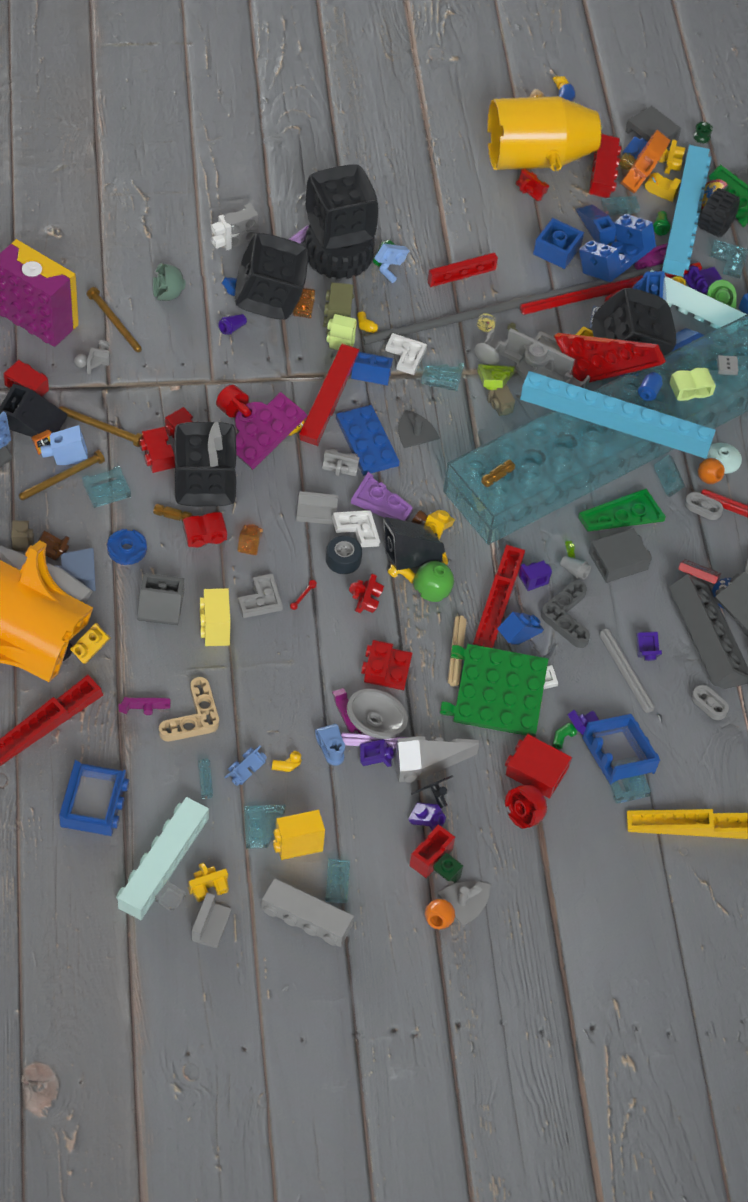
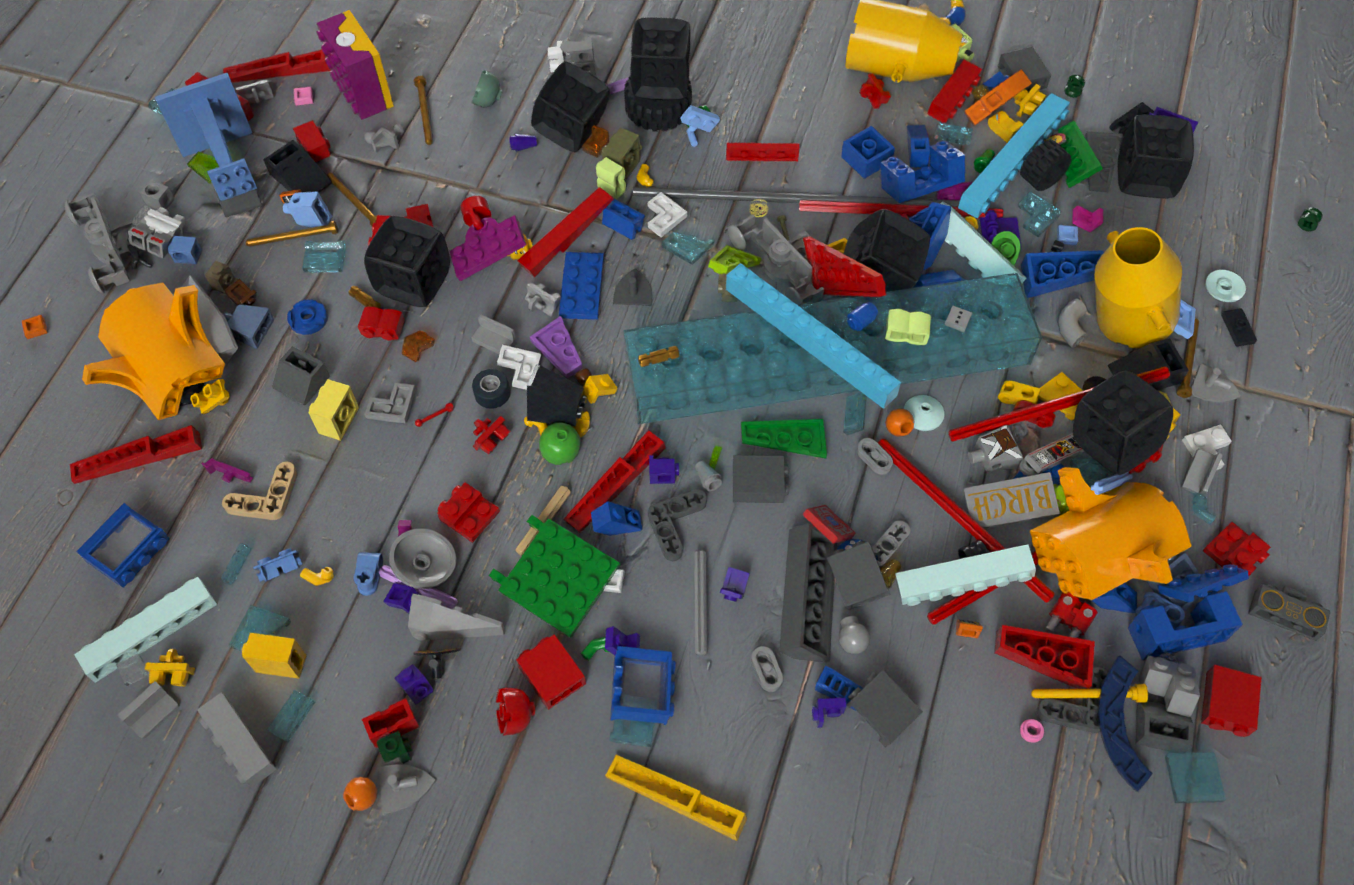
camera: 30 degrees right, 5 degrees up
(214, 444) = (407, 242): light grey slope -> none

